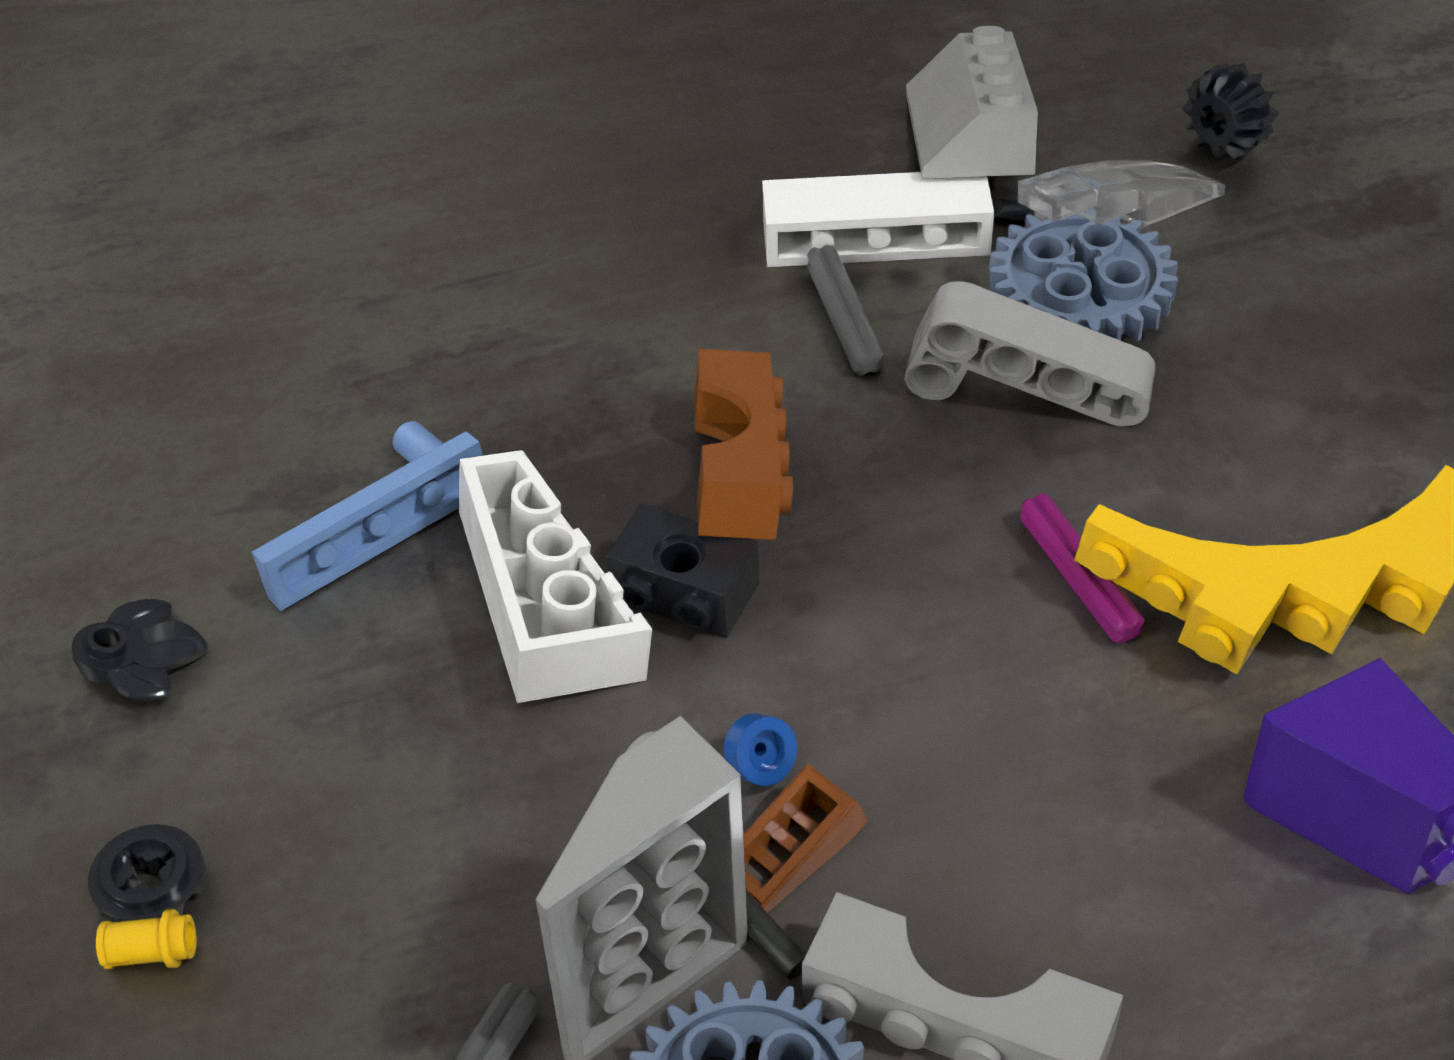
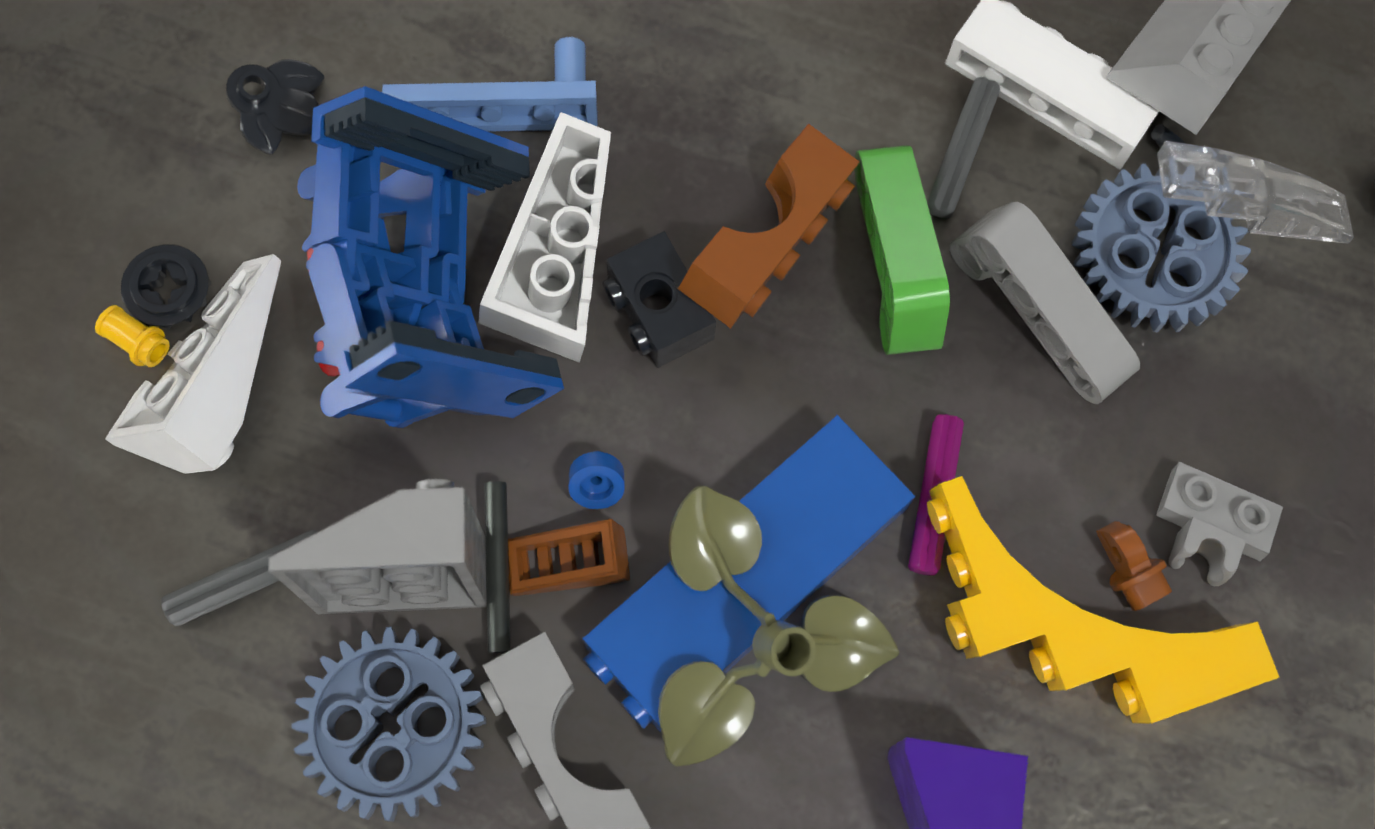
camera: 30 degrees right, 25 degrees up
(271, 929) = (205, 393): none -> white wedge
(347, 578) = (400, 318): none -> blue container
(883, 392) = (904, 250): none -> bright green beam
(975, 741) = (812, 522): none -> blue brick
(1115, 731) = (833, 651): none -> olive plant
(1293, 507) = (1135, 573): none -> dark orange piece
(1333, 436) = (1216, 521): none -> light grey plate

